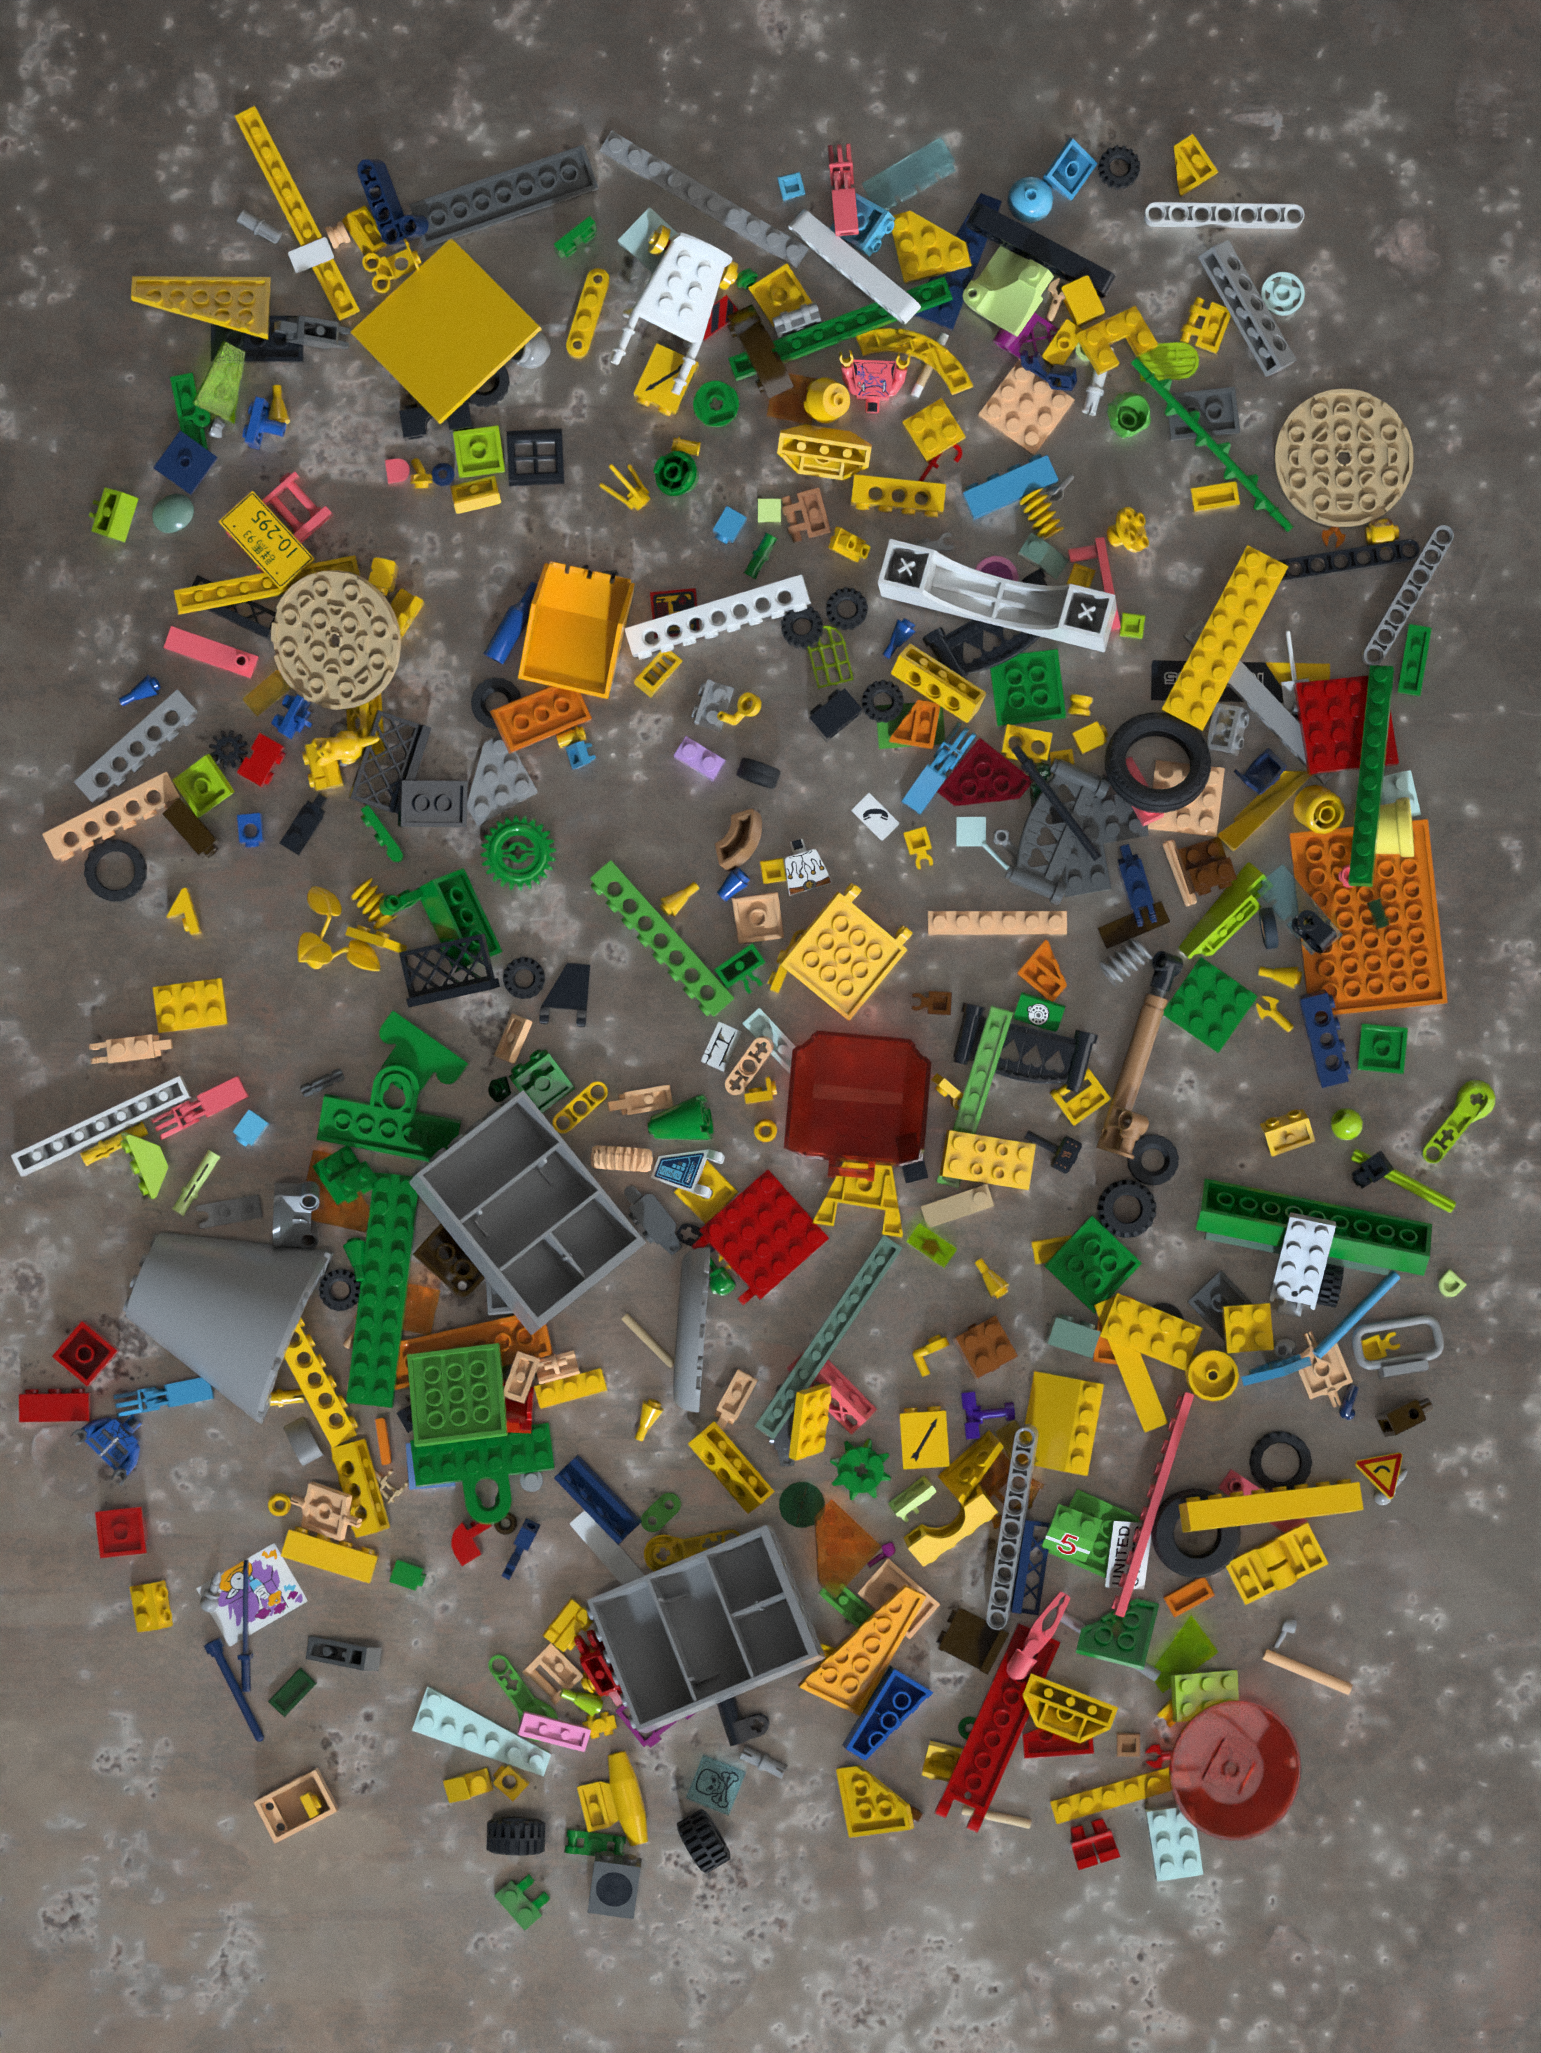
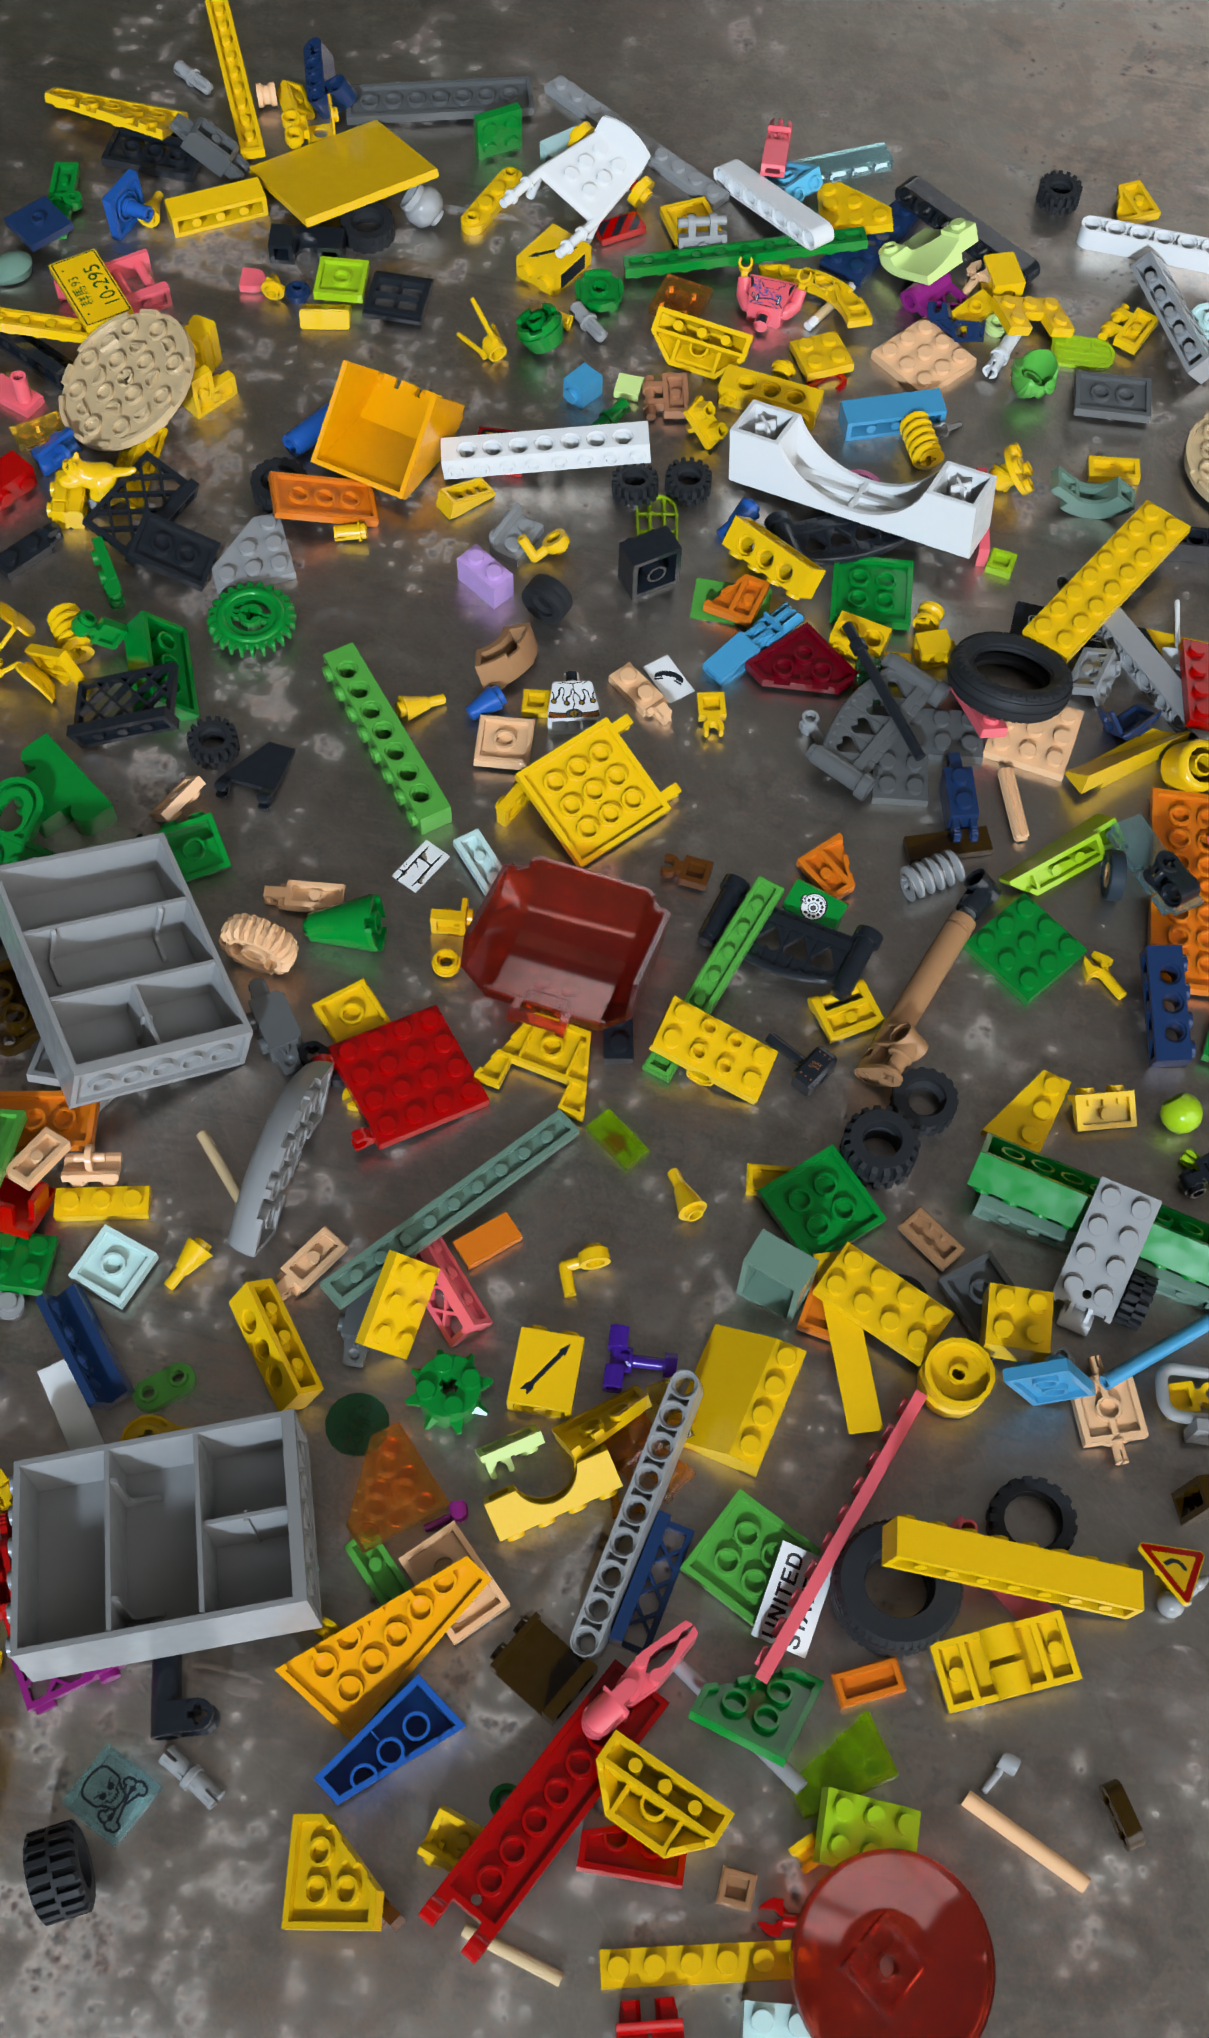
camera: 15 degrees right, 25 degrees down
(216, 427) = (84, 209): light grey piece -> none
(222, 382) = (103, 170): clear neon green wing -> none
(311, 255) = (233, 101): white sticker -> none
(337, 393) = (216, 207): none -> yellow brick
(568, 1110) = (238, 875): yellow beam -> none
(578, 754) = (354, 548): dark azure tile -> none
(596, 1435) = (113, 1266): none -> light aqua plate
(685, 1169) = (335, 981): flag -> none
(715, 444) = (588, 321): none -> light grey axle
(721, 1281) = (337, 1117): green piece -> none
(739, 967) = (469, 779): green brick -> none
(746, 278) = (656, 198): green plate -> none
(758, 346) = (662, 258): dark brown brick -> none
(763, 1055) = (448, 872): light nougat beam -> none
(791, 186) = (725, 148): medium azure tile -> none
(826, 400) = (715, 300): yellow cone -> none
(856, 839) = (641, 693): none -> light nougat hinge
(856, 1348) = (487, 1240): none -> orange tile
(882, 687) = (705, 581): black tyre -> none
(903, 459) = (783, 369): none -> yellow plate
(945, 1087) = (682, 962): yellow plate -> none
(957, 1206) = (664, 1098): tan slope -> none
(972, 832) = (778, 717): light aqua piece -> none
(984, 1347) = (656, 1273): dark orange brick -> none
(997, 922) = (784, 809): light nougat plate -> none
(1030, 199) = (968, 192): medium azure cylinder -> none
(1043, 556) = (908, 467): sand green slope -> none
(1069, 169) = (1007, 181): dark azure slope -> none
(1071, 1532) = (720, 1541): bright green slope -> none
(1177, 1269) = (931, 1238): none -> medium nougat plate
(1199, 540) = (1092, 500): none -> sand green arch
(1203, 438) = (1128, 426): green plant -> none
(1206, 866) = (1046, 800): reddish brown plate -> none
(1234, 1150) = (1031, 1112): none -> yellow wing
(1286, 975) = (1126, 935): yellow cone -> none
(1348, 1401) = (1137, 1463): dark blue arm -> none
(1367, 1641) = (1122, 1815): none -> dark brown beam

